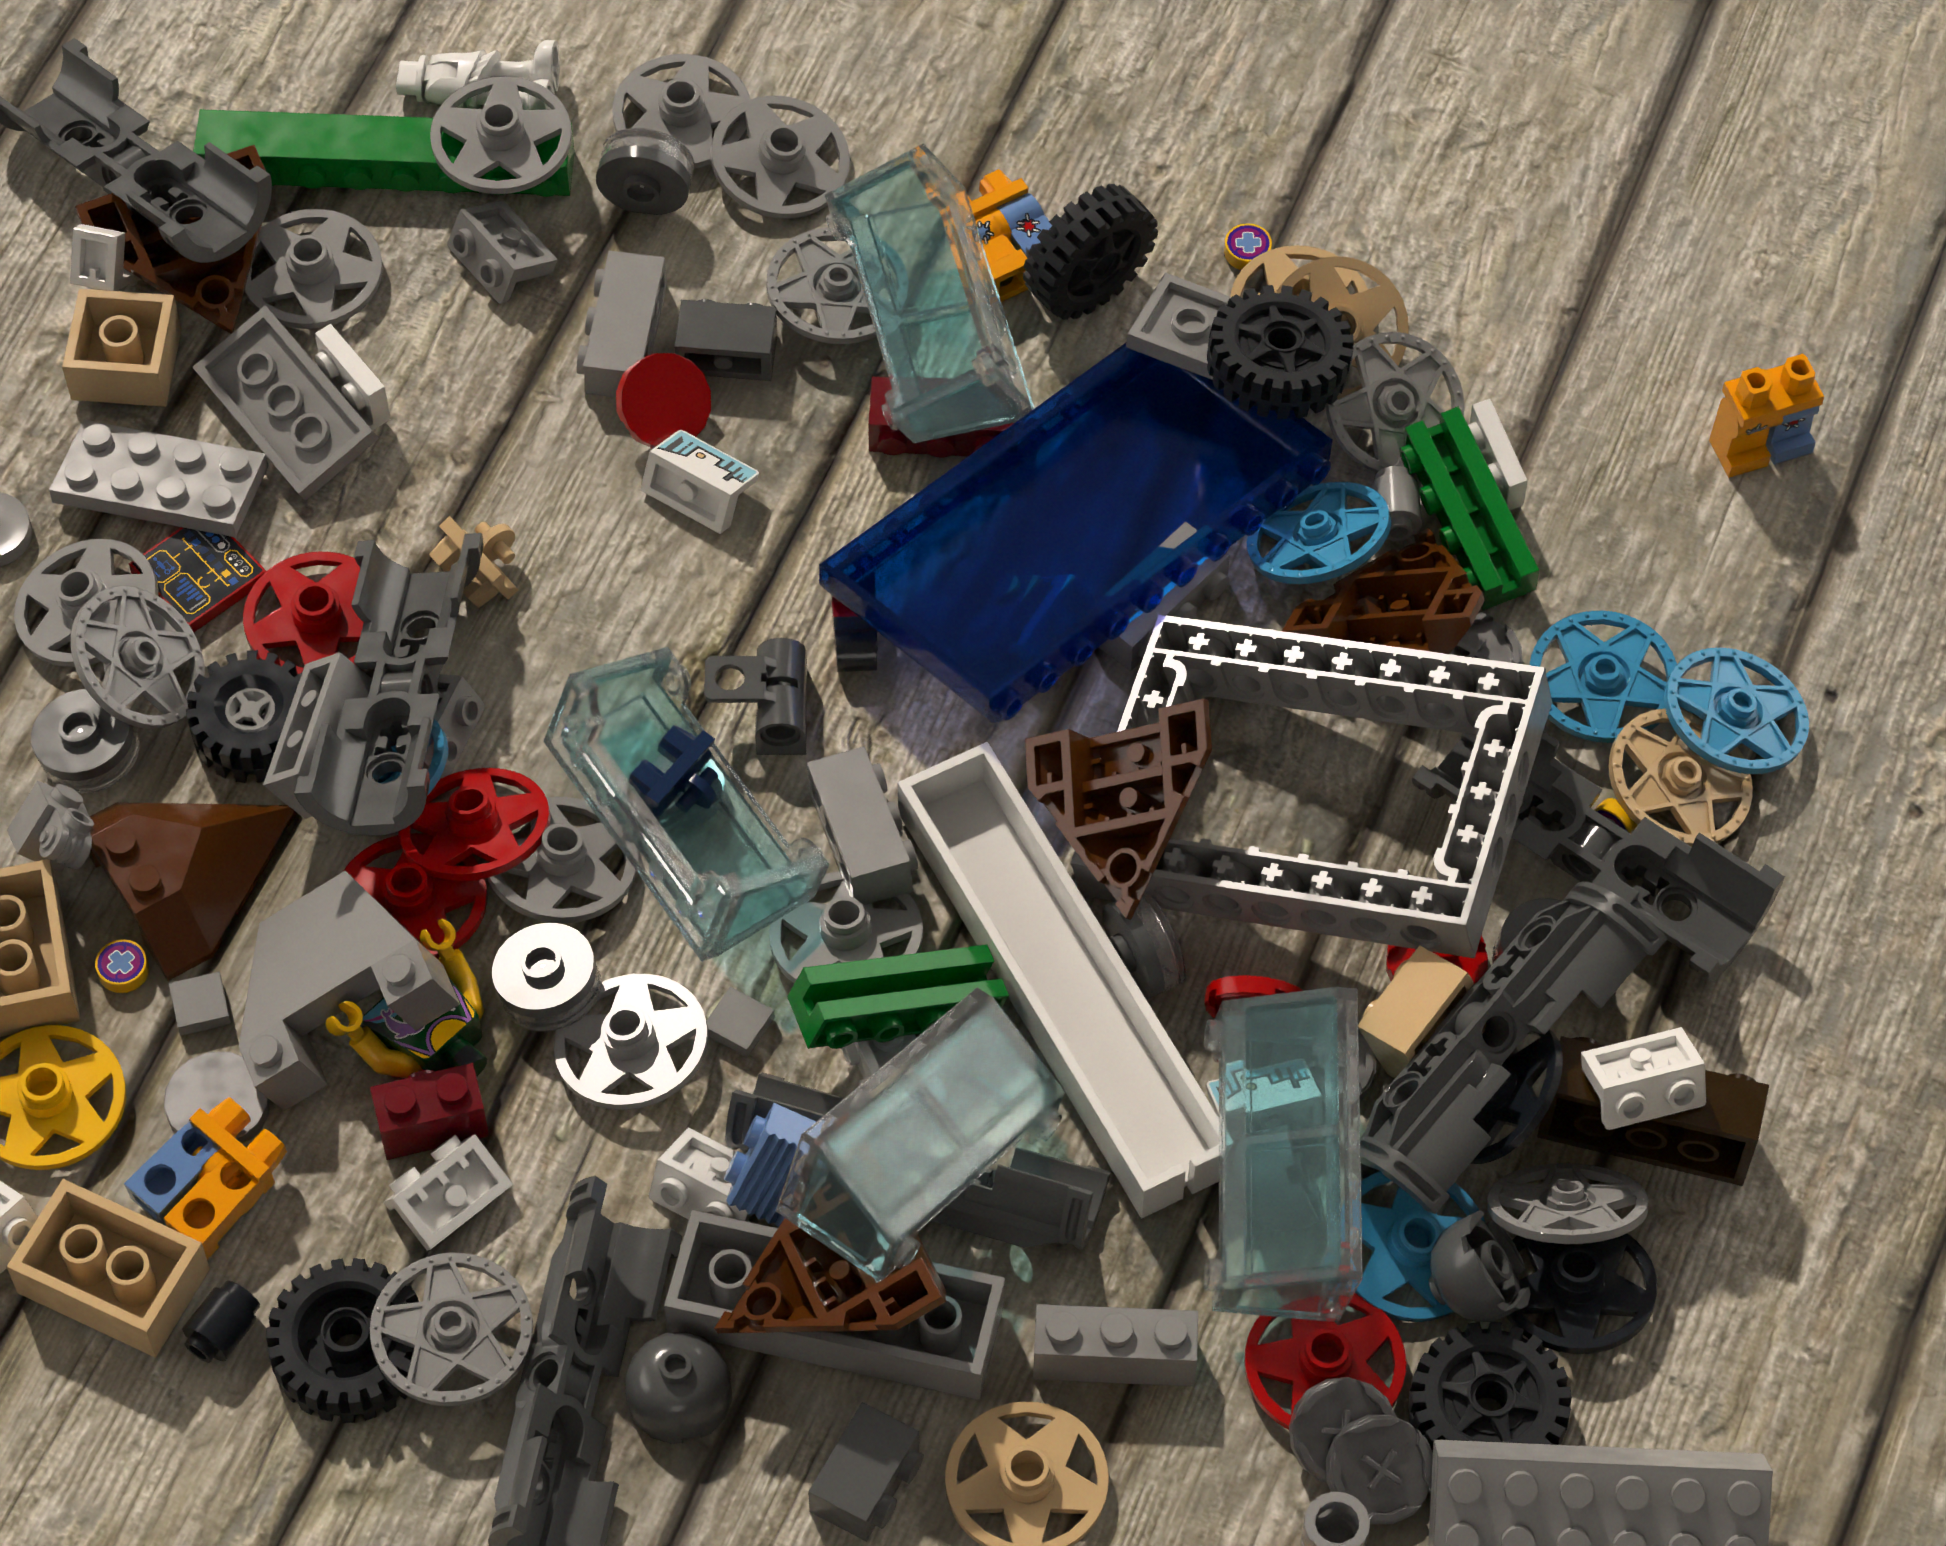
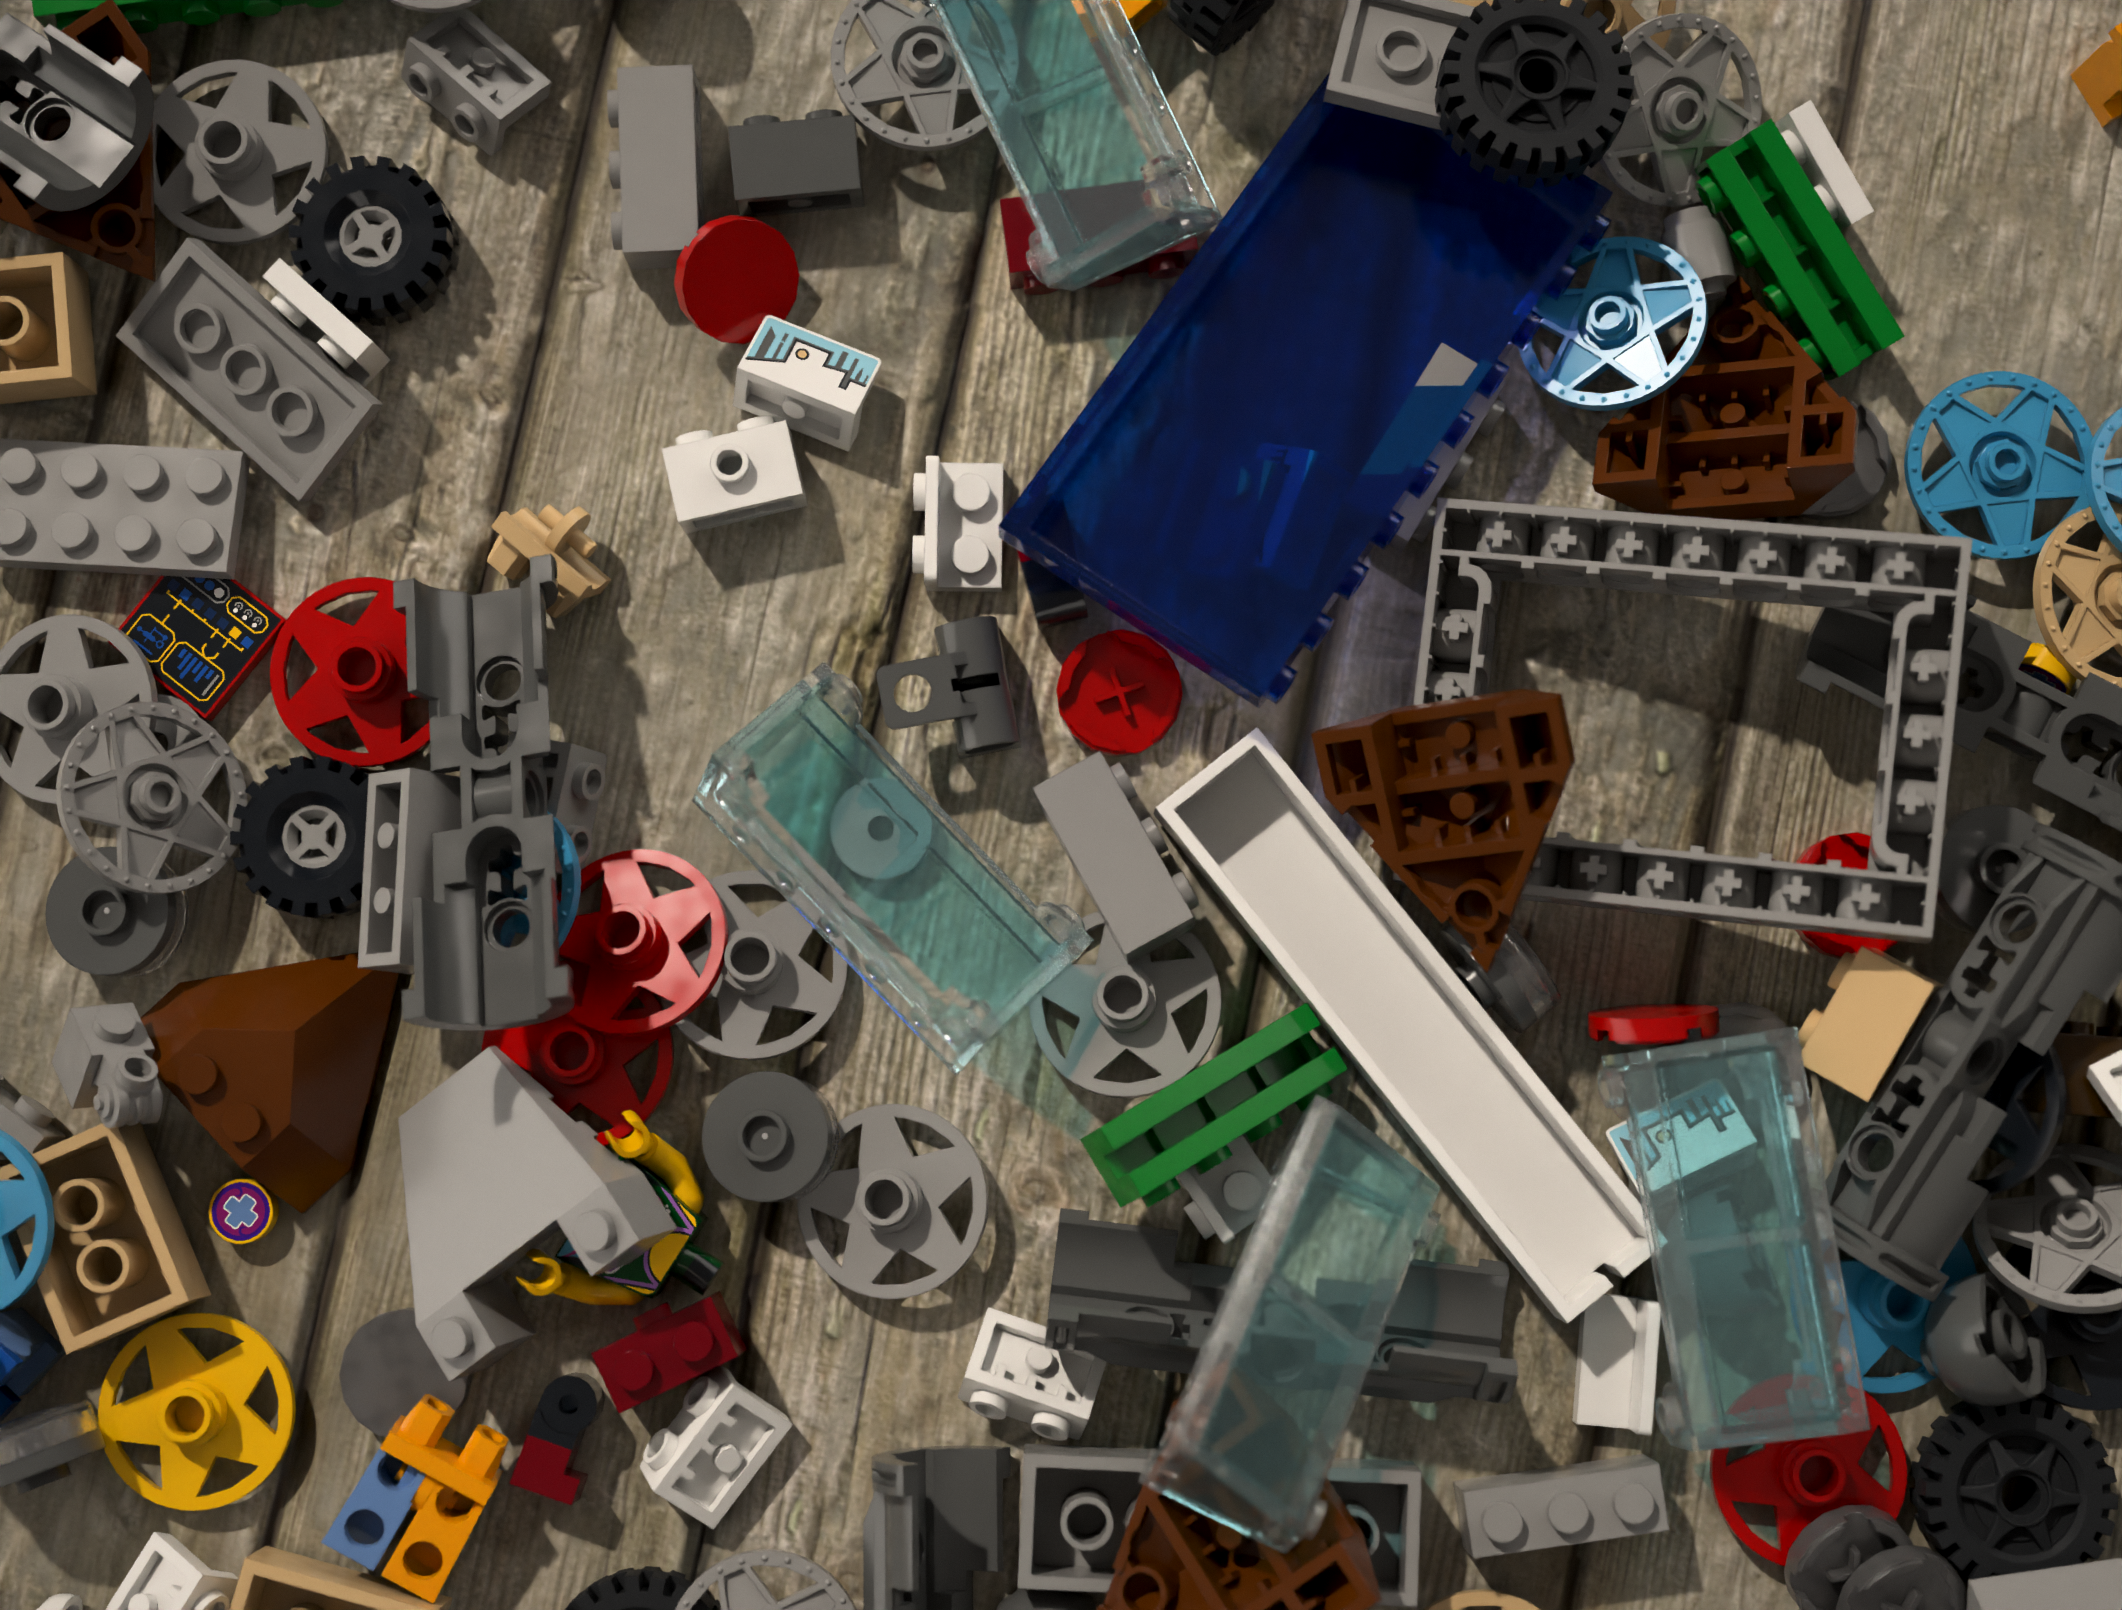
camera: 10 degrees left, 25 degrees up
(199, 1003) = (352, 1244): light grey tile -> none
(323, 1161) = (555, 1437): none -> leg
(416, 319) = (355, 217): none -> black wheel
(630, 530) = (734, 474): none -> white brick
(688, 757) = (857, 864): dark blue hips -> none
(739, 1021) = (1017, 1144): light grey tile -> none
(763, 1170) = (1119, 1382): medium blue brick -> none
(791, 596) = (961, 526): none -> white bracket
(893, 723) = (1119, 693): none -> red tile
(1181, 1256) = (1617, 1363): none -> white panel

